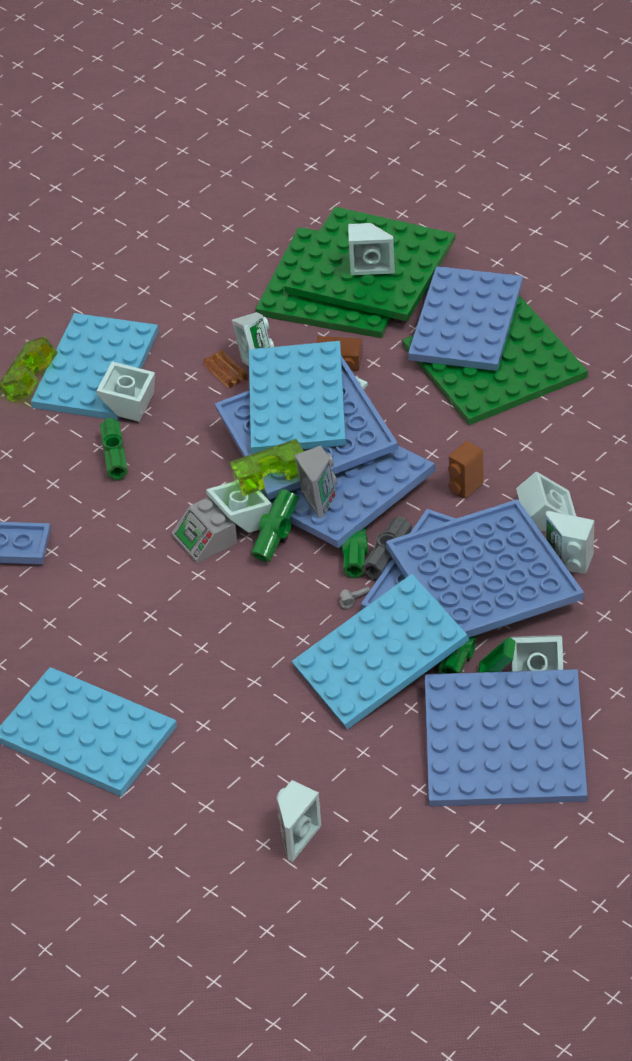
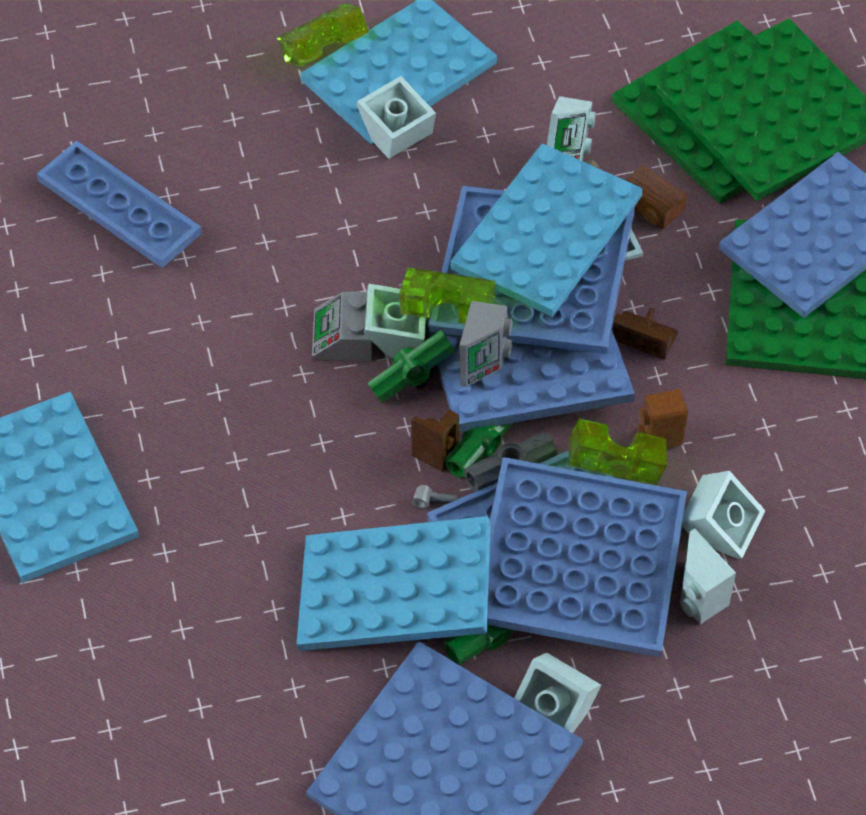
camera: 30 degrees right, 10 degrees up
(113, 449) = (333, 177): green piece -> none
(221, 369) = (514, 143): clear orange tile -> none
(298, 817) = (147, 727): light aqua slope -> none
(329, 559) = (435, 439): none -> reddish brown panel
(370, 250) = (765, 94): light aqua slope -> none
(409, 432) = (644, 333): none -> reddish brown panel
(439, 507) = (595, 451): none -> clear neon green arch
(499, 657) = (506, 672): green tile -> none

